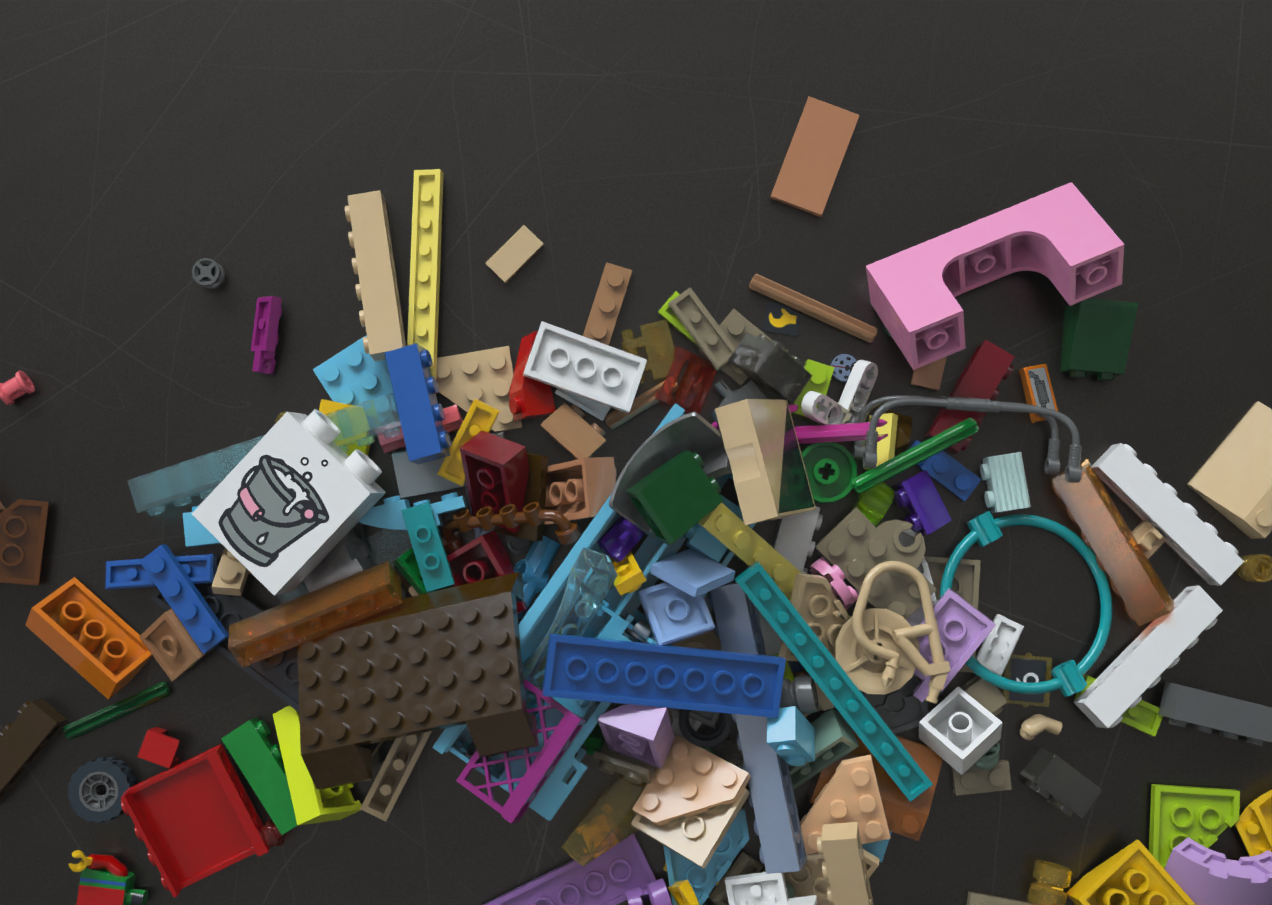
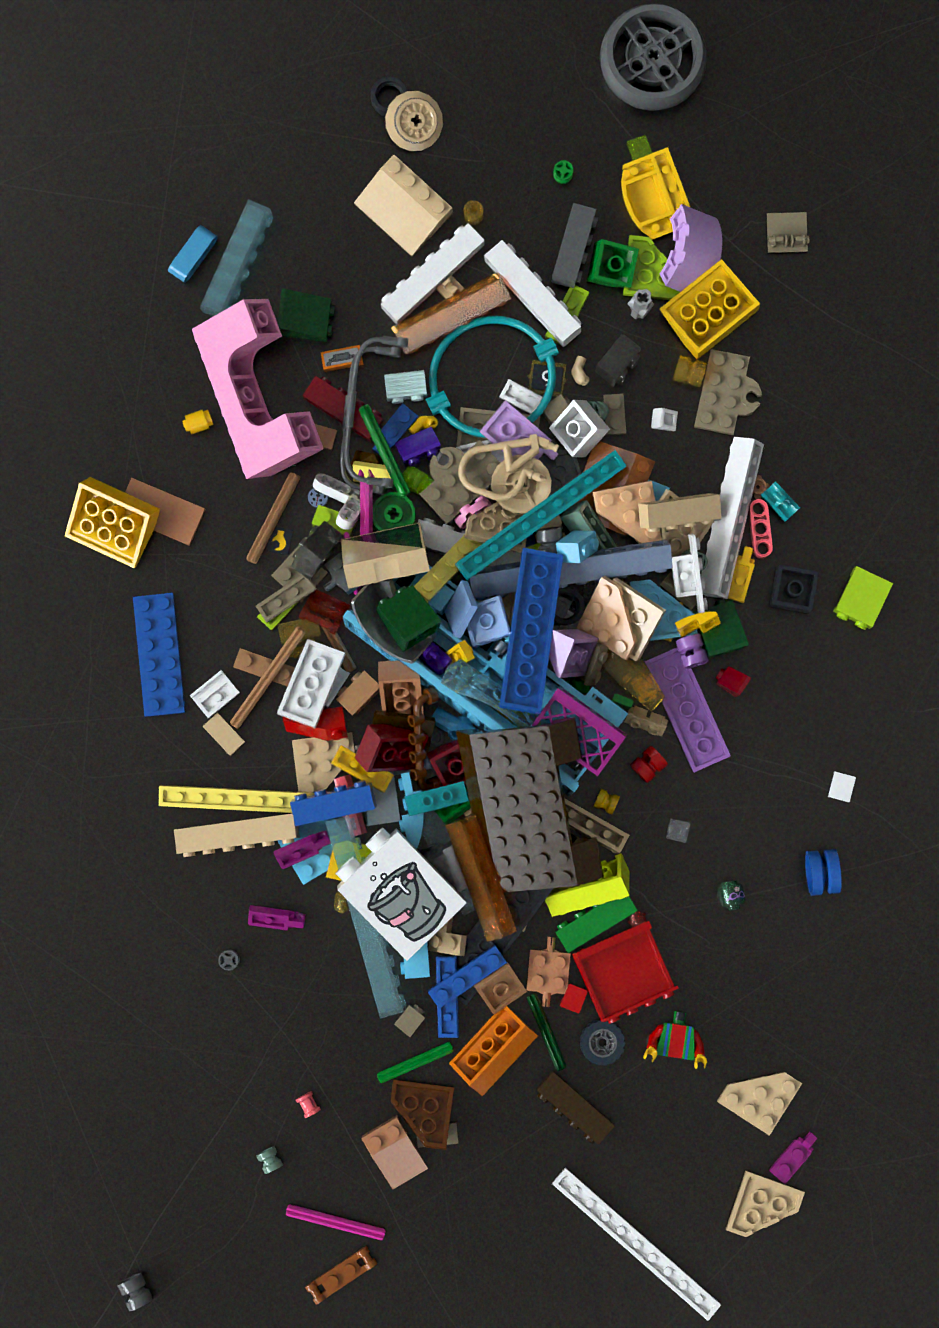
camera: 85 degrees left, 0 degrees up
(74, 531) = (415, 1062): none -> green axle
(128, 523) = (410, 1019): none -> dark tan brick
(199, 710) = (548, 971): none -> nougat plate
(356, 363) = (301, 849): none -> magenta hinge
(399, 886) = (678, 830): none -> clear tile
(436, 784) = (606, 801): none -> yellow wheel
(488, 833) = (649, 764): none -> red wheel
(545, 849) = (654, 725): none -> tan hinge
(568, 239) = (214, 694): none -> white plate
(575, 803) = (622, 701): none -> green tile
(593, 309) = (267, 677): none -> medium nougat axle
(619, 163) = (159, 654): none -> blue plate
(798, 89) = (111, 521): none -> yellow slope
(941, 199) = (197, 421): none -> yellow brick
(955, 509) = (423, 422): none -> yellow arm
(977, 848) = (664, 419): none -> white slope
(1145, 814) = (640, 304): none -> light grey piece
(1173, 183) = (192, 253): none -> dark azure beam
(1176, 244) = (237, 258): none -> clear light blue brick
(1197, 769) = (612, 264): none -> green slope

